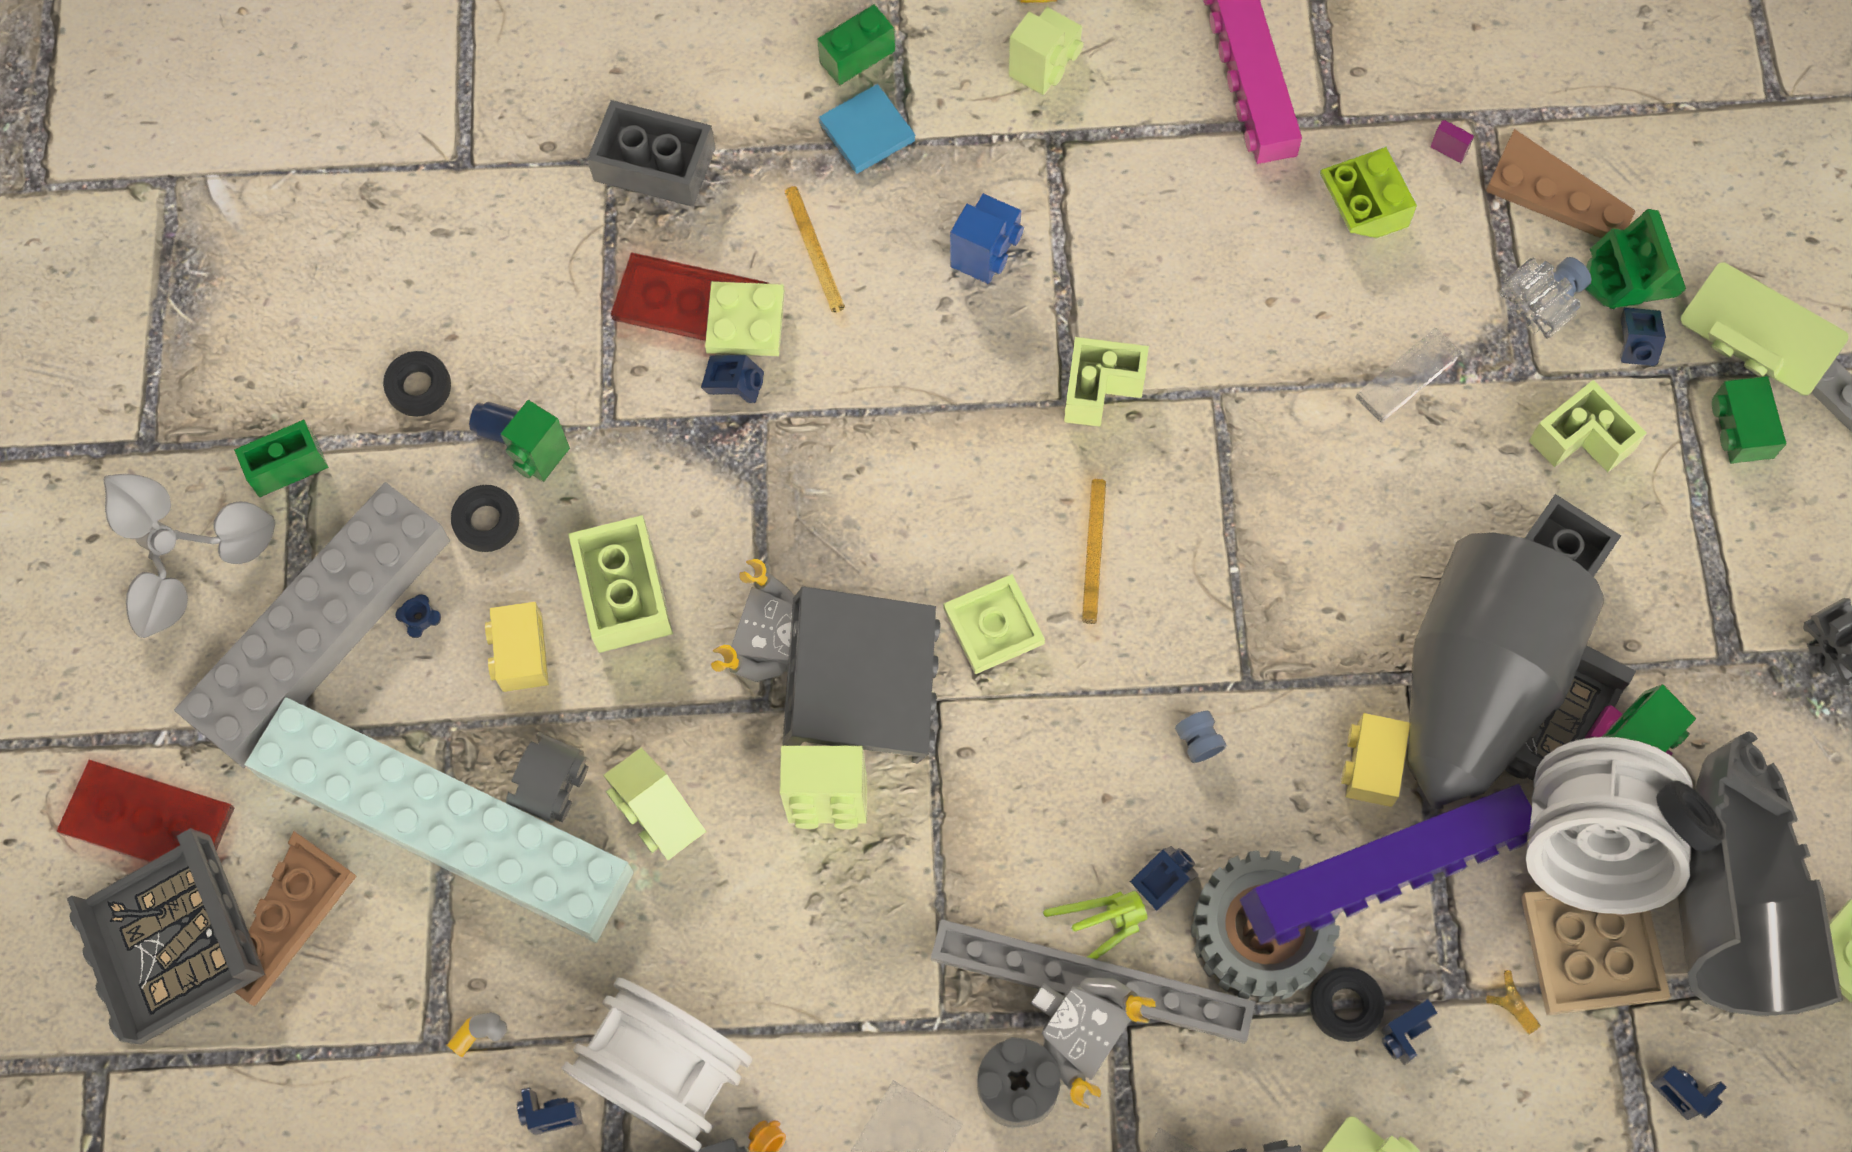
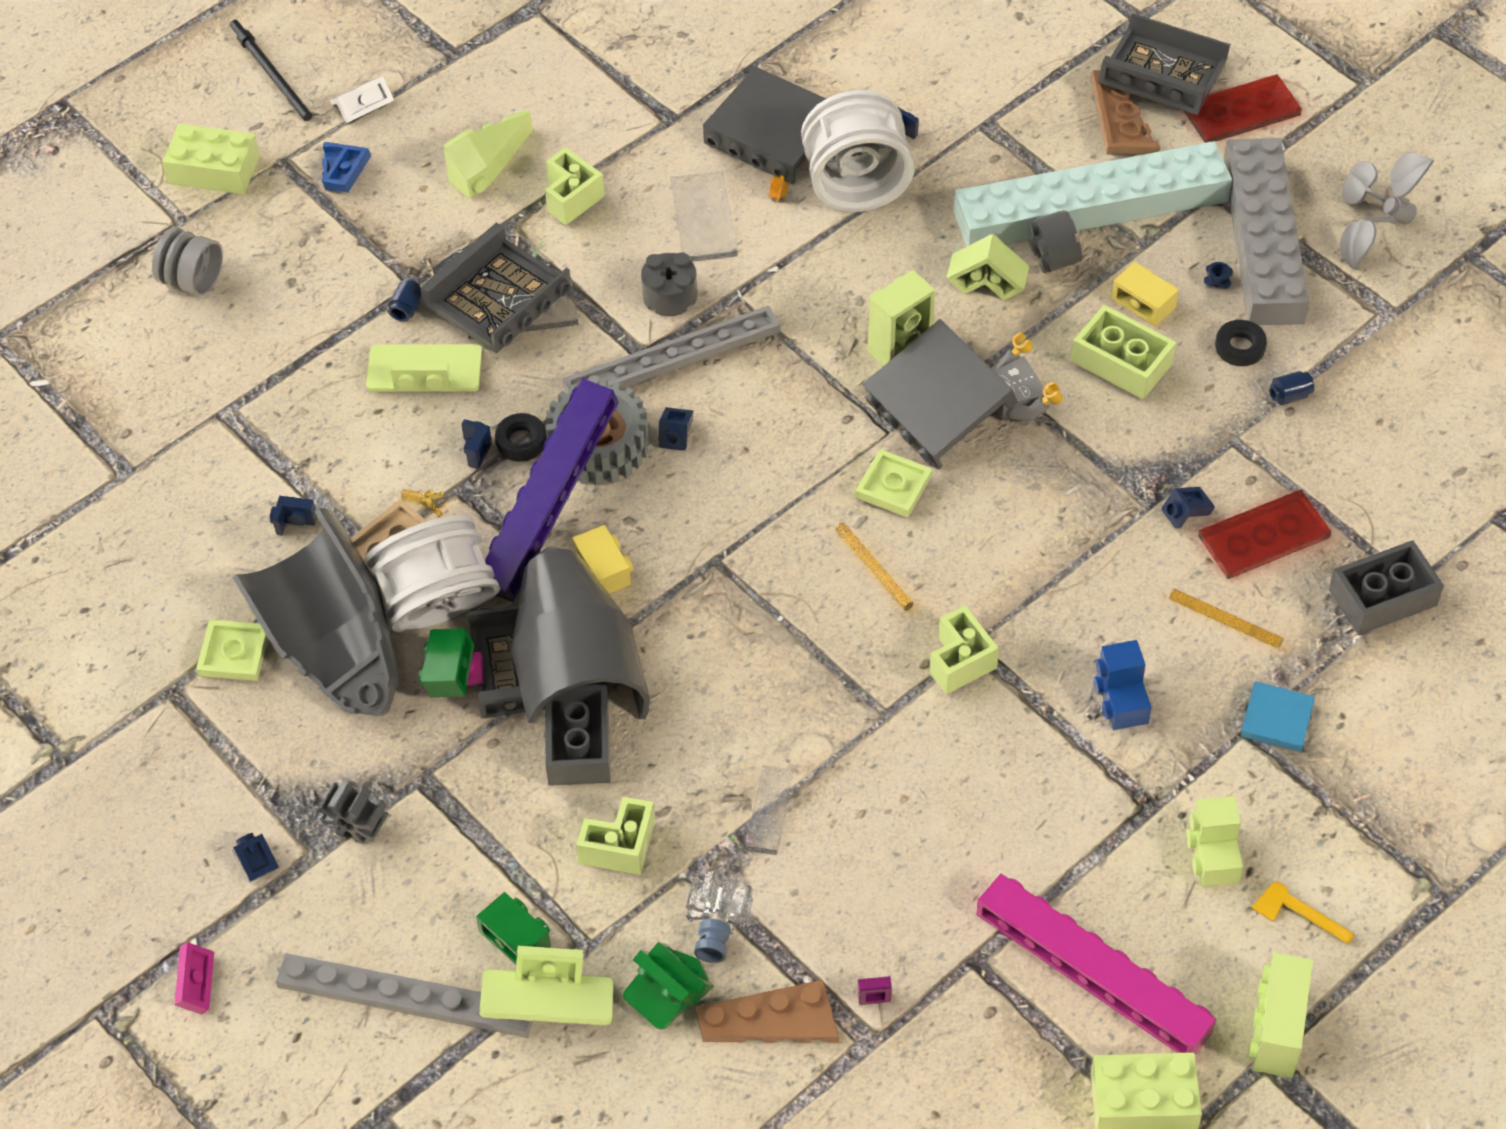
camera: 140 degrees right, 15 degrees down
(281, 458) = (1382, 283): green brick -> none
(417, 404) = (1361, 393): black tyre -> none
(477, 1027) = (971, 138): arm -> none
(535, 441) = (1254, 381): green brick -> none
(745, 319) = (1217, 537): yellowish green plate -> none
(856, 44) = (1343, 757): green brick -> none
(1086, 1027) = (653, 321): light grey torso -> none
(1122, 911) = (684, 394): lime plant -> none
(1200, 736) = (717, 504): sand blue wheel -> none
(1370, 194) = (898, 899): lime slope -> none
(1642, 335) = (629, 940): dark blue bracket -> none
(1690, 816) = (371, 577): black tyre -> none

